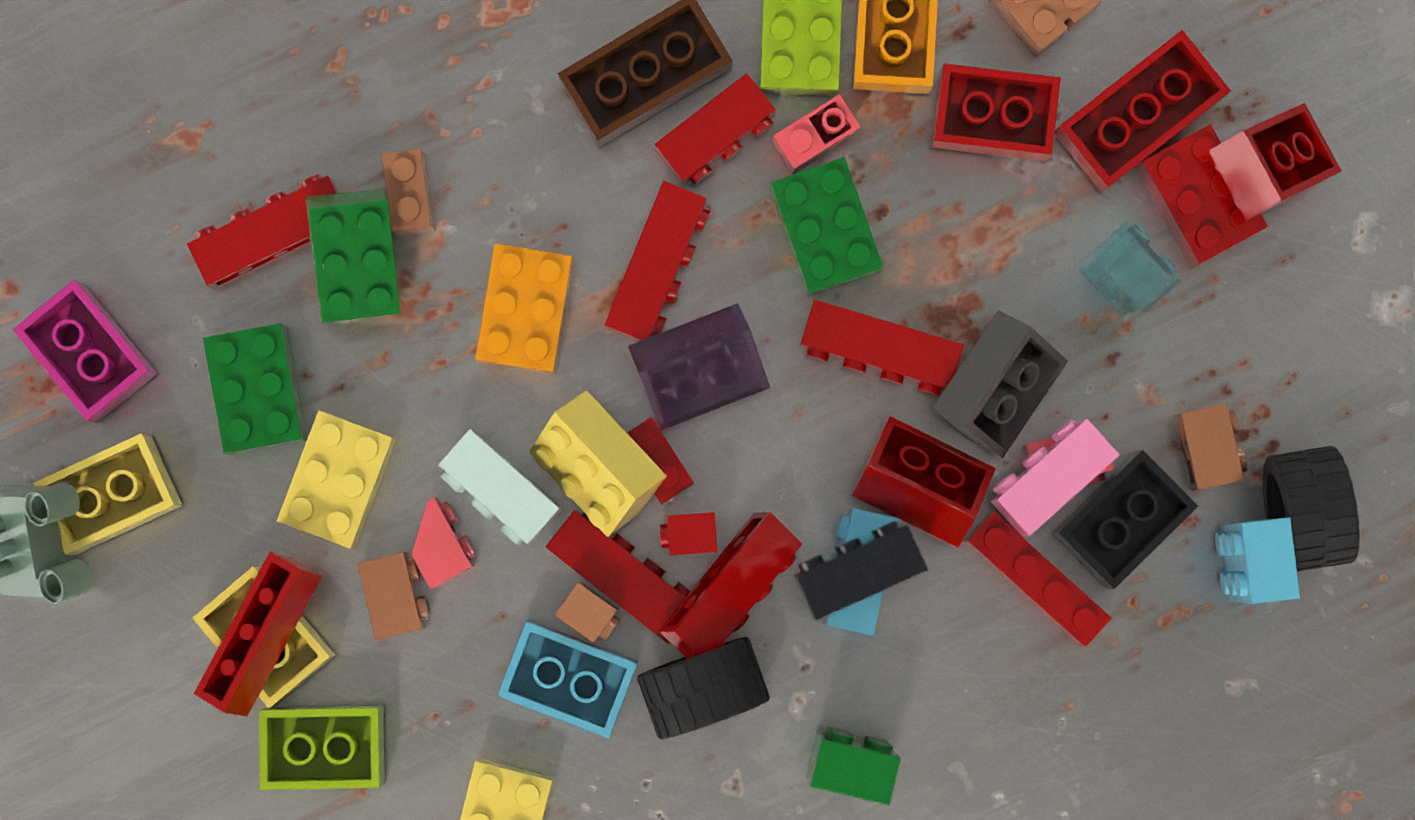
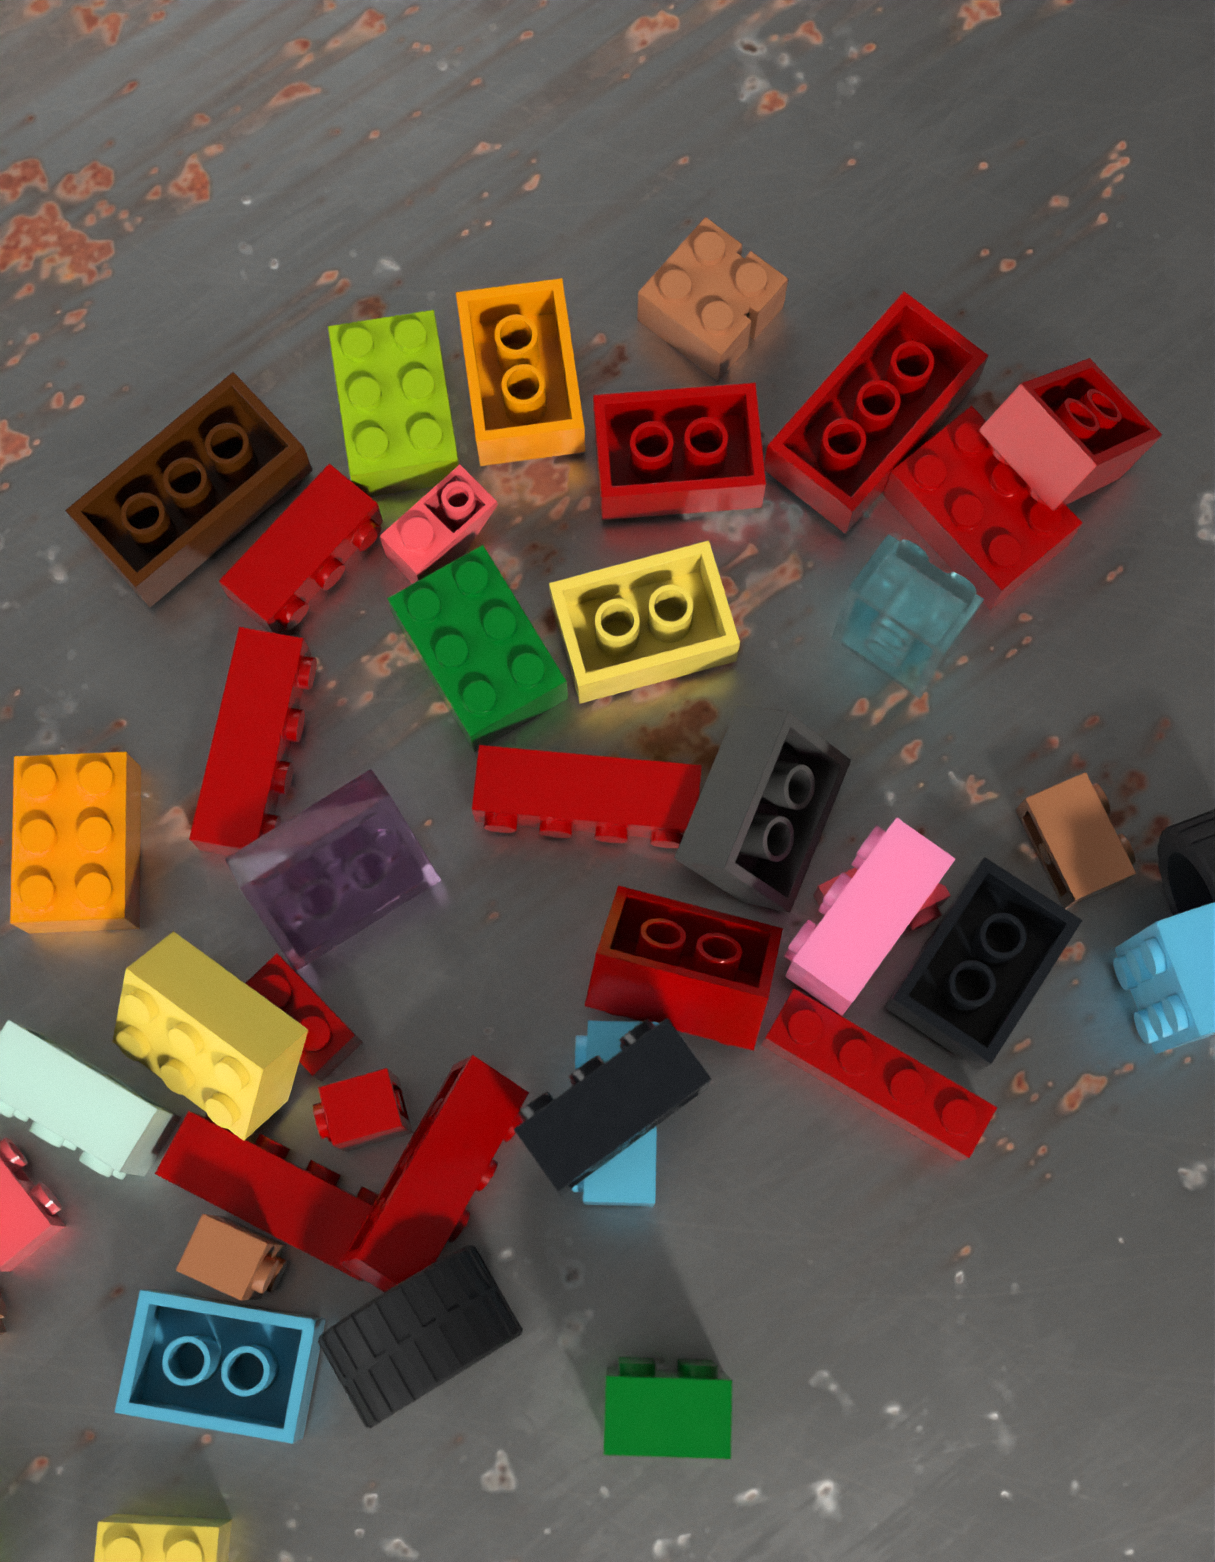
camera: 10 degrees left, 10 degrees down
(945, 233) = (644, 621): none -> light yellow brick

